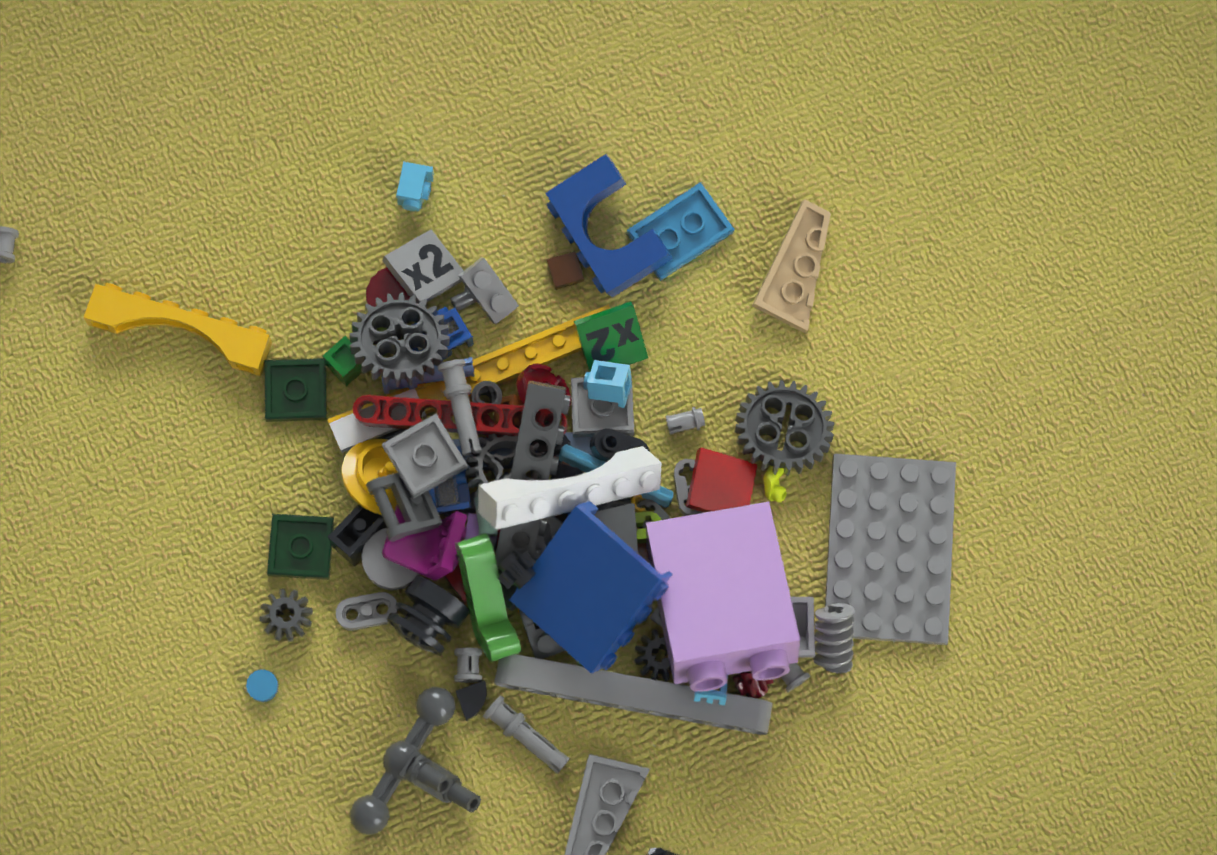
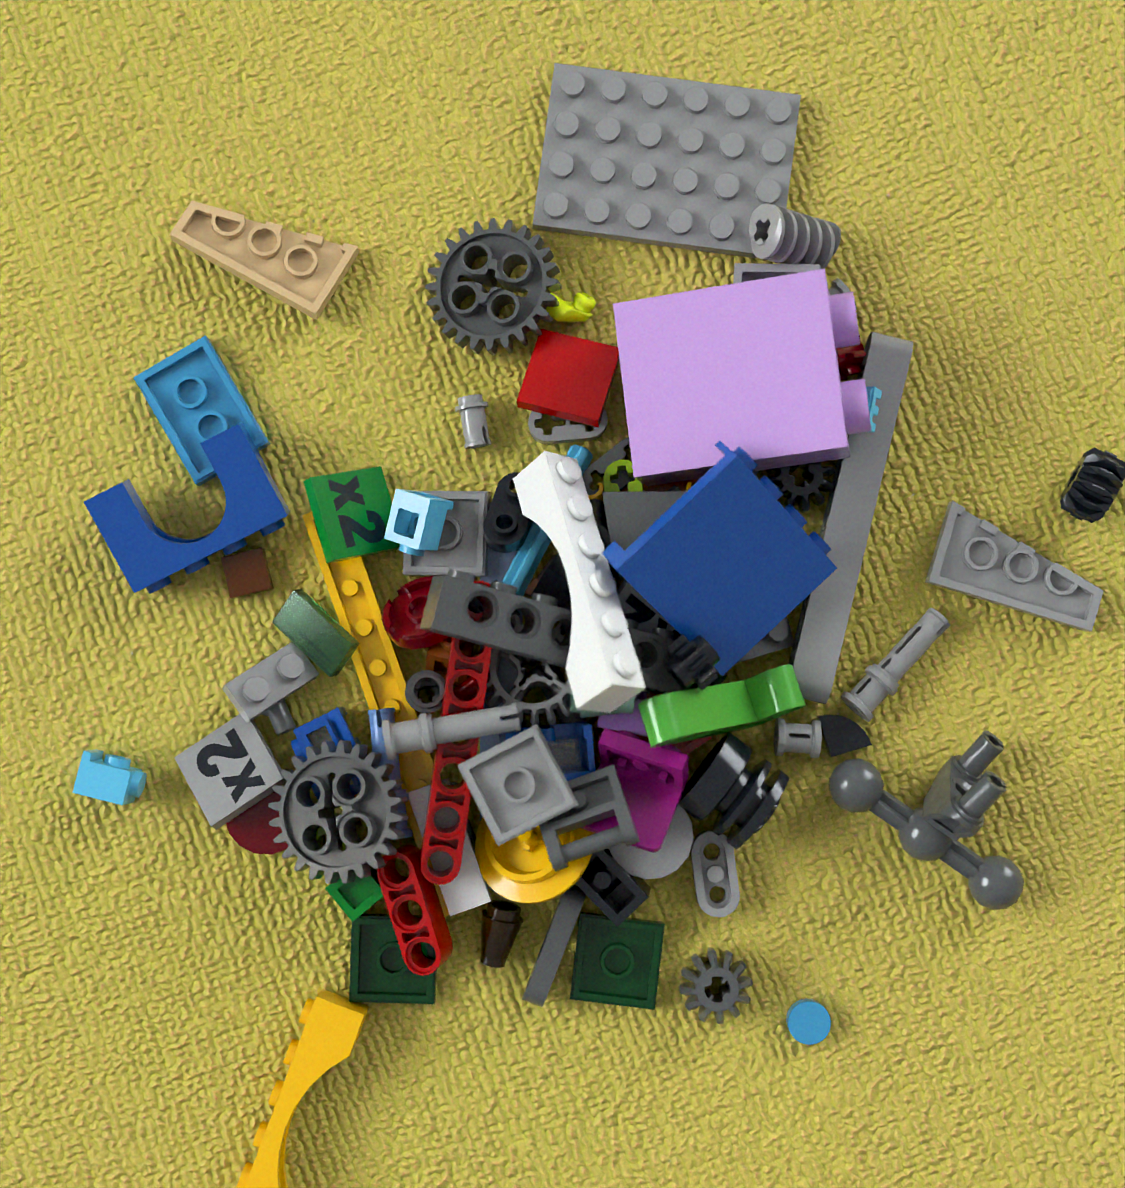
camera: 80 degrees left, 10 degrees up
(309, 499) = (554, 946): none -> dark grey beam
(317, 396) = (409, 929): none -> red beam
(318, 460) = (498, 931): none -> dark brown cone
(524, 319) = (315, 632): none -> clear green tile

